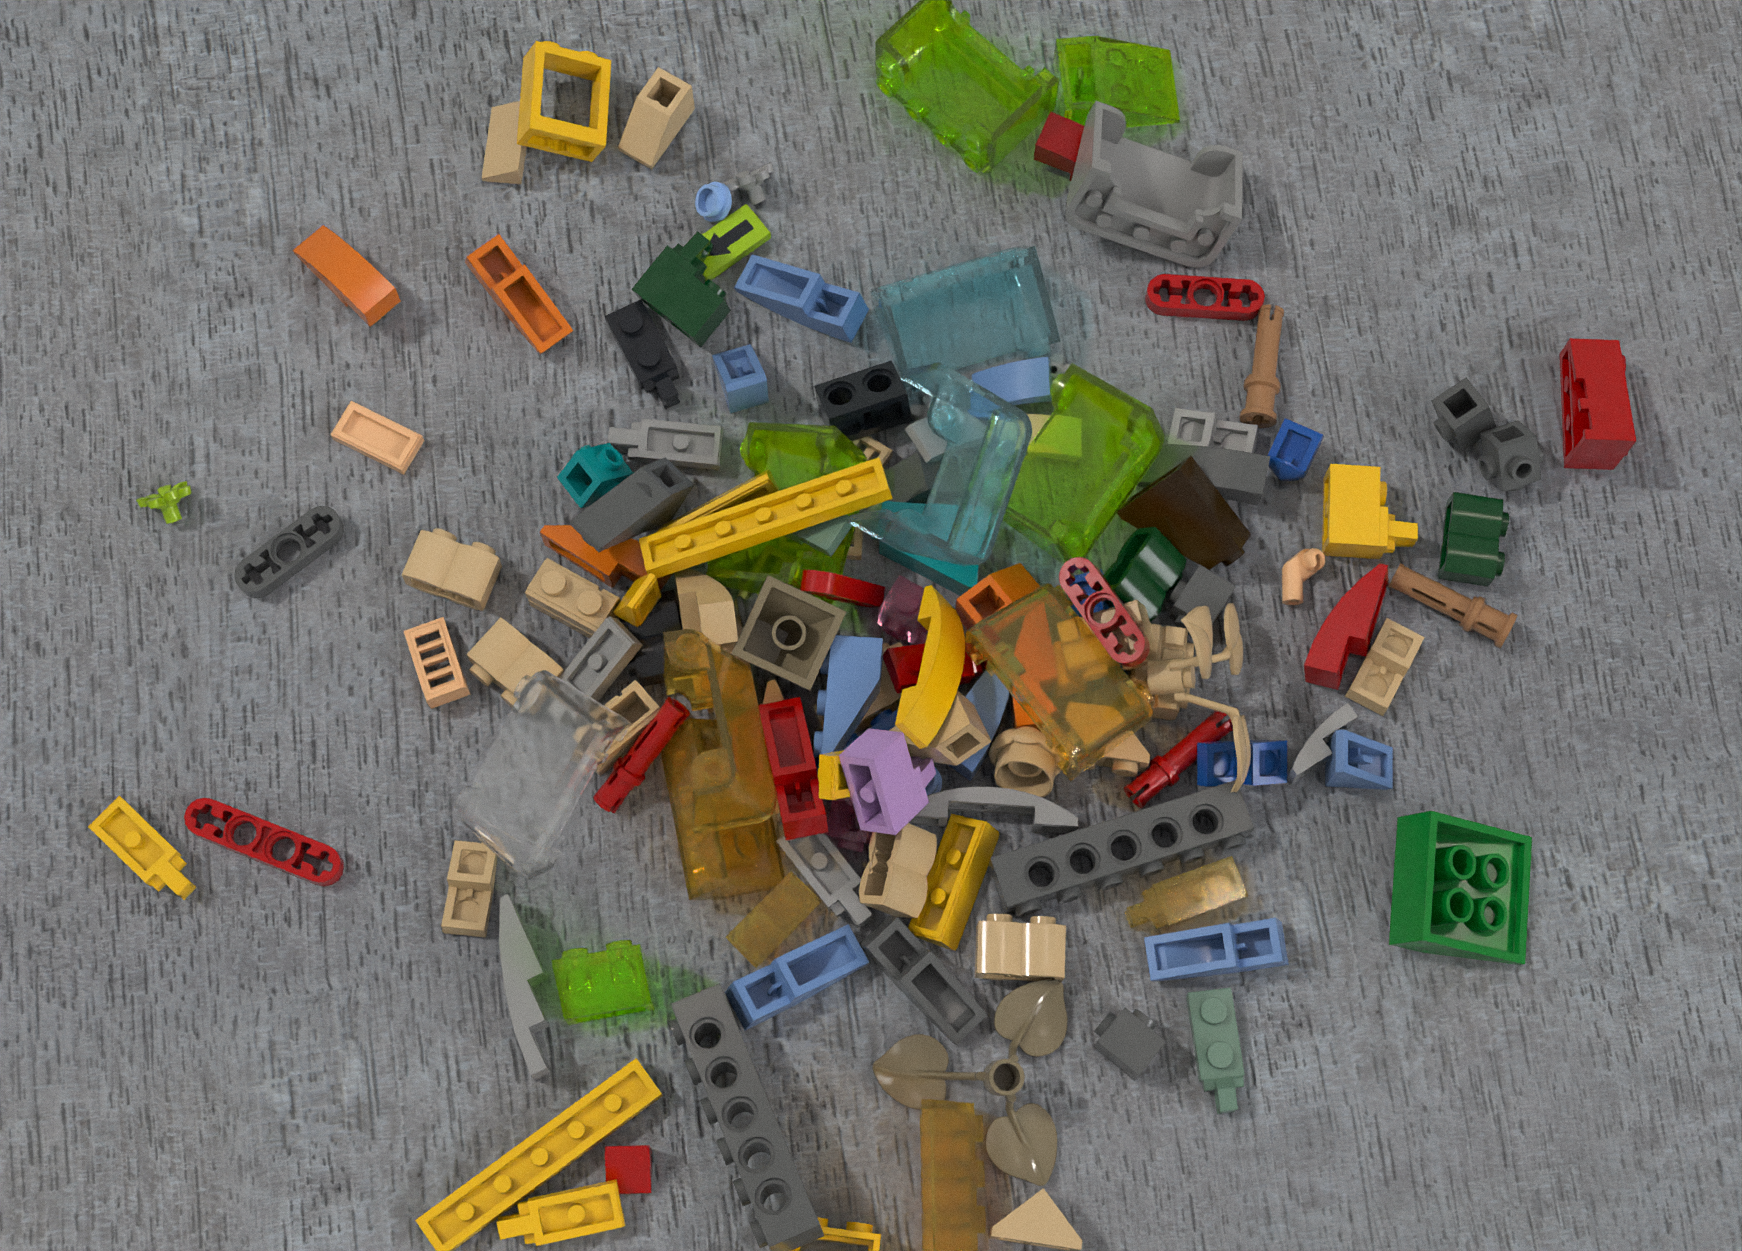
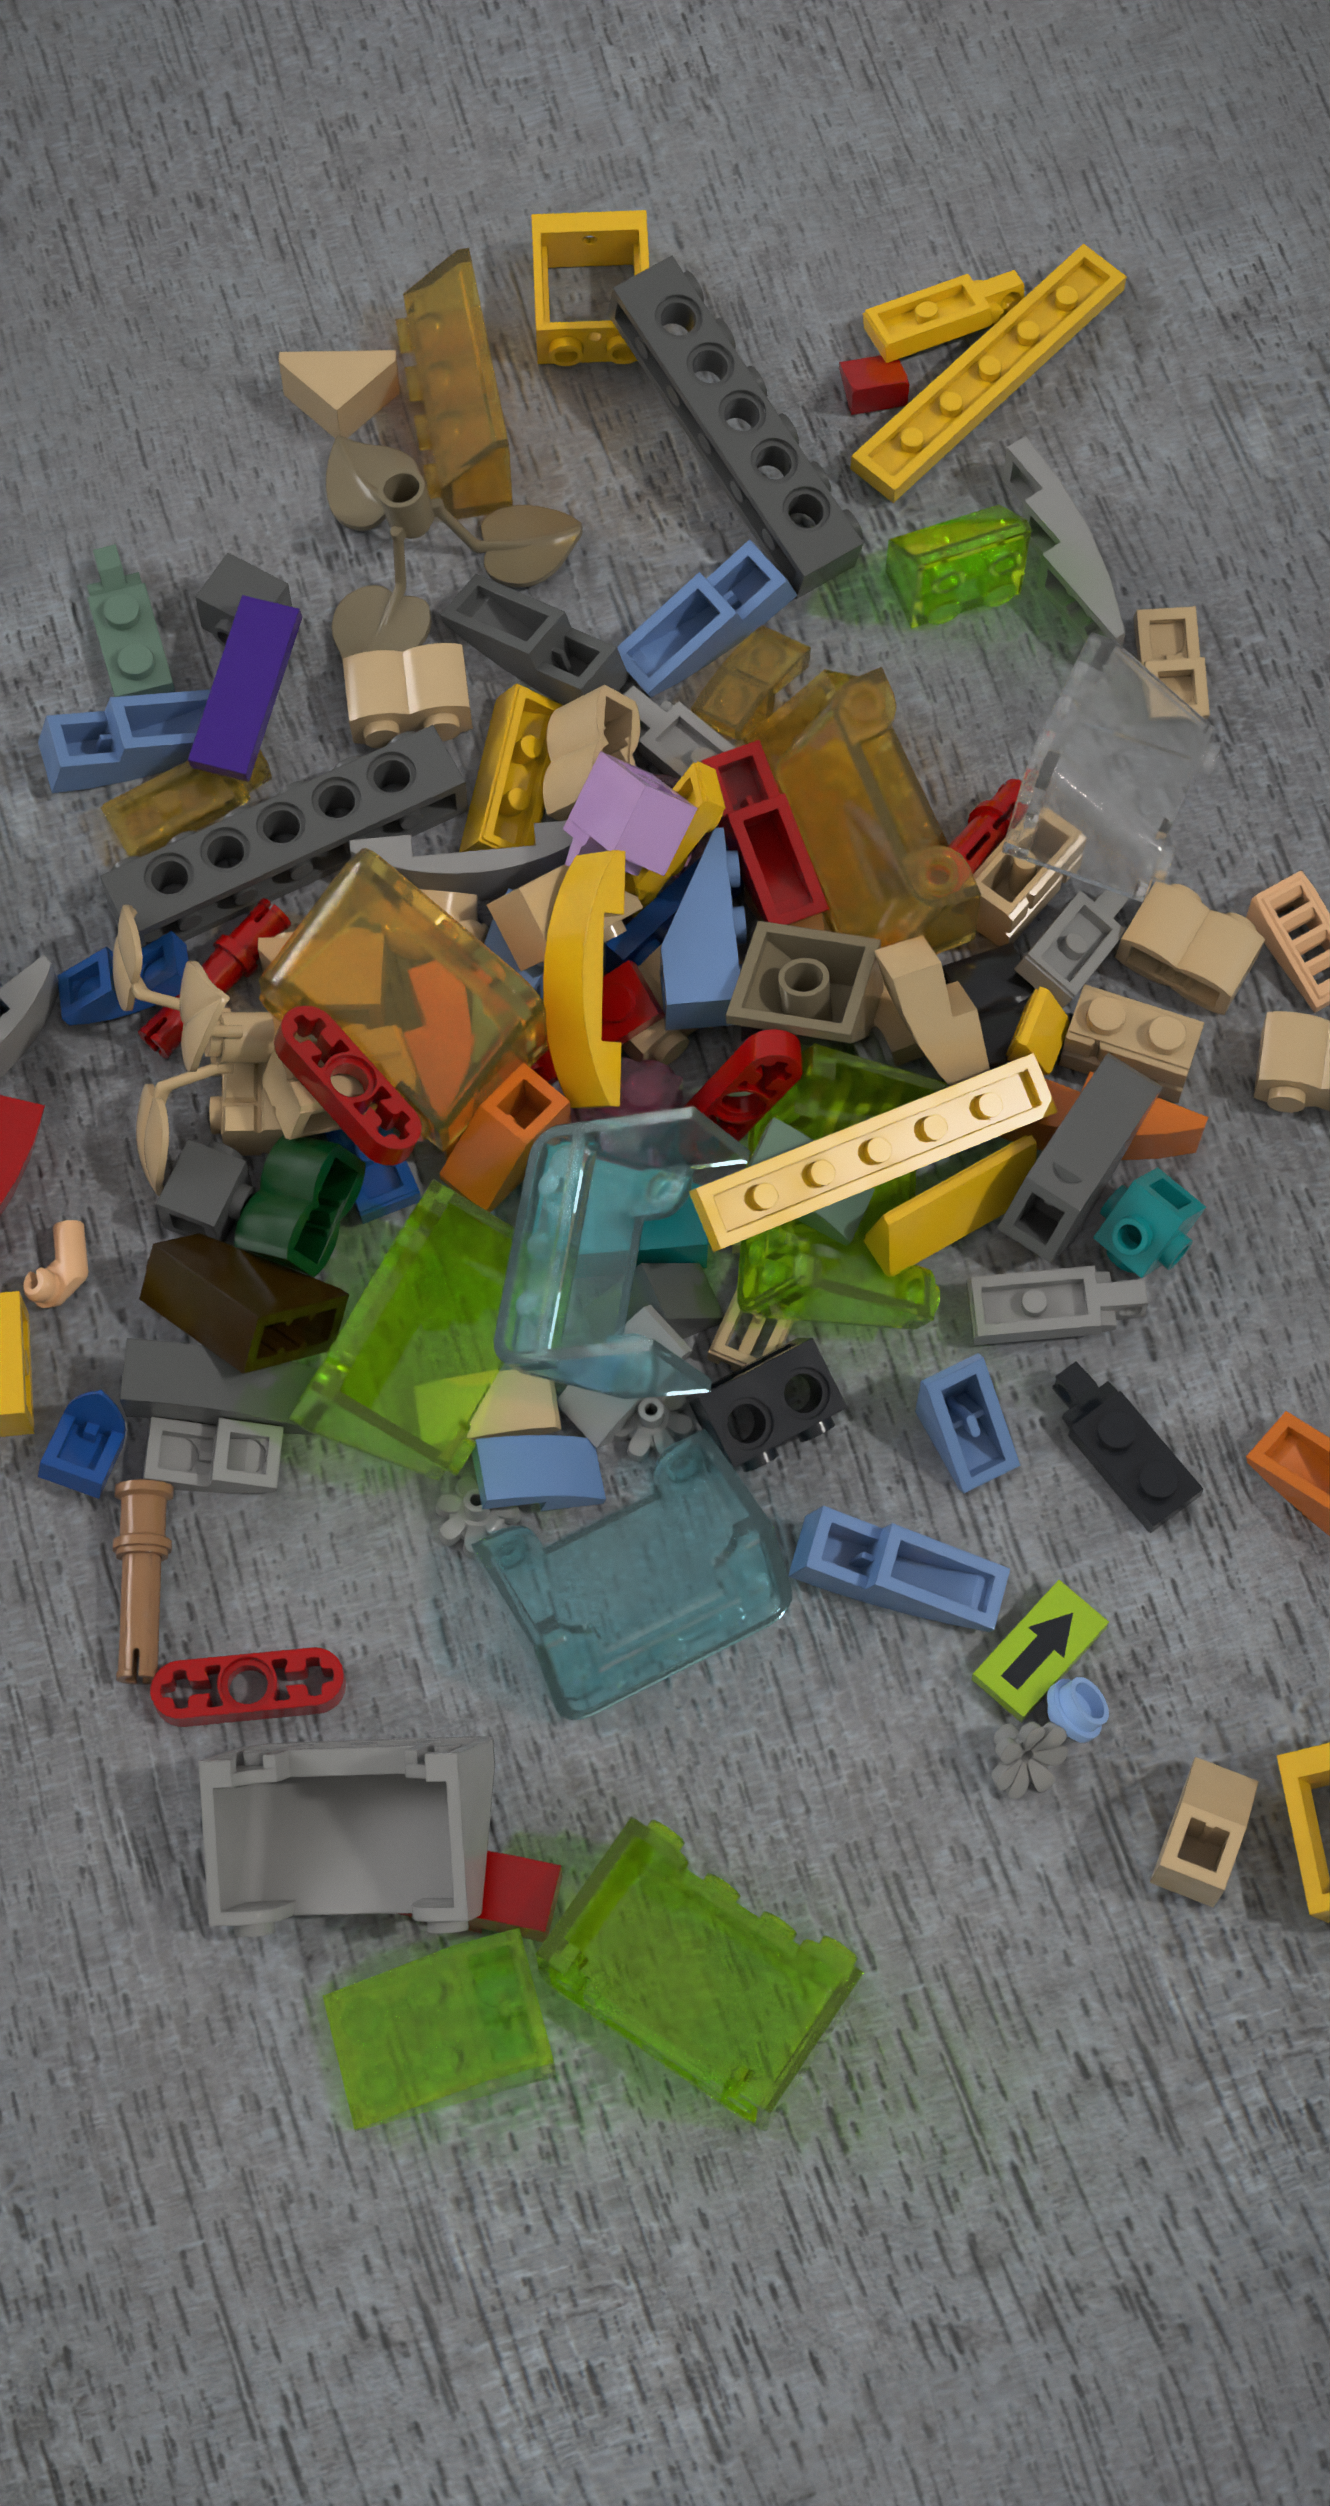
camera: 170 degrees right, 5 degrees down
(677, 291) = (1089, 1532): dark green hinge -> none
(1137, 957) = (245, 688): none -> dark purple tile

